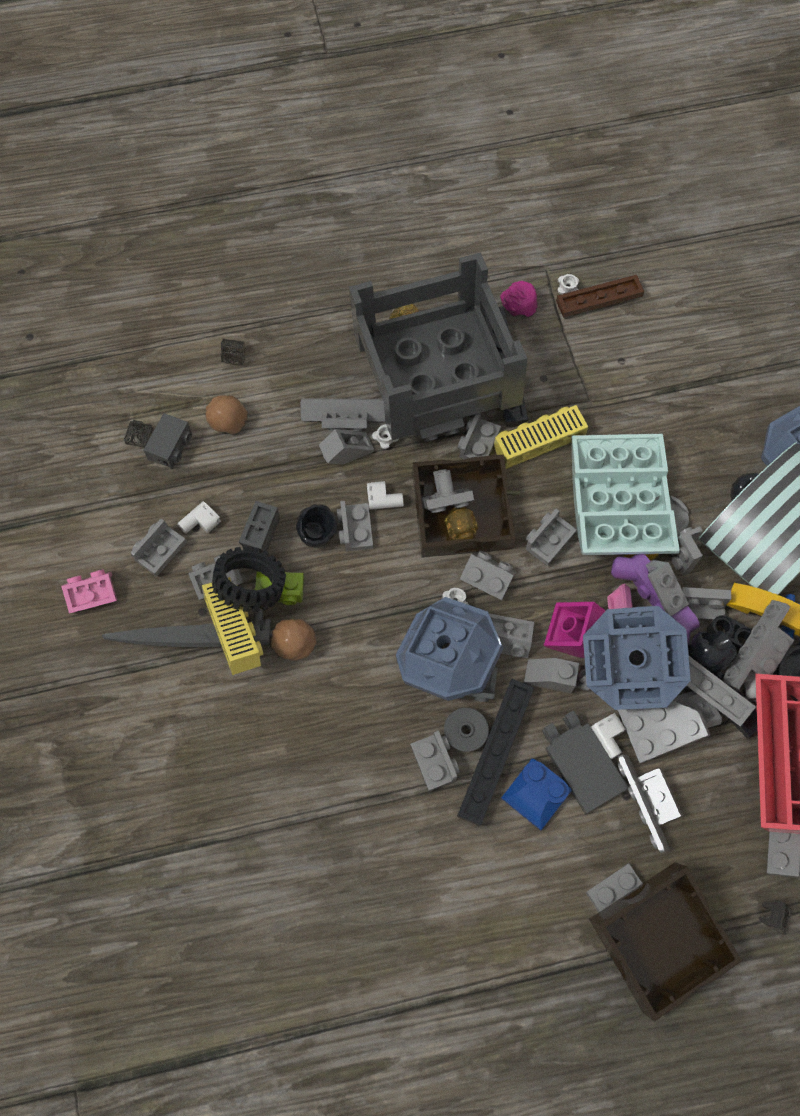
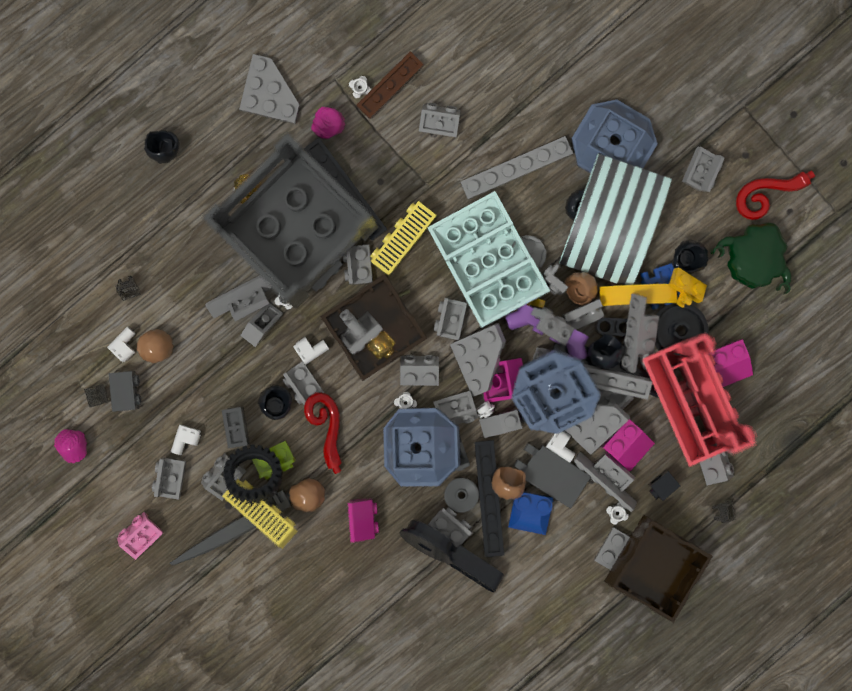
camera: 25 degrees left, 20 degrees up
(81, 465) = (71, 445): none -> dark pink hair
(191, 400) = (120, 347): none -> white piece
(339, 696) = (362, 519): none -> dark pink slope
(345, 244) = (161, 146): none -> black hair
(345, 608) = (330, 446): none -> red plant
(408, 768) = (441, 548): none -> black beam
(473, 238) = (268, 92): none -> light grey plate
(528, 740) = (508, 483): none -> medium nougat hair
(541, 650) = (485, 409): none -> white plate
(563, 588) = (479, 357): none -> light grey plate
(620, 598) = (525, 347): bright pink tile -> none
(634, 347) = (439, 120): none -> light grey bracket
(635, 854) = (617, 518): none -> white plate
(691, 772) = (628, 445): none -> dark pink slope
(697, 428) = (516, 167): none -> light grey plate
(713, 572) = (581, 288): none -> medium nougat hair
(713, 844) = (663, 486): none -> black brick

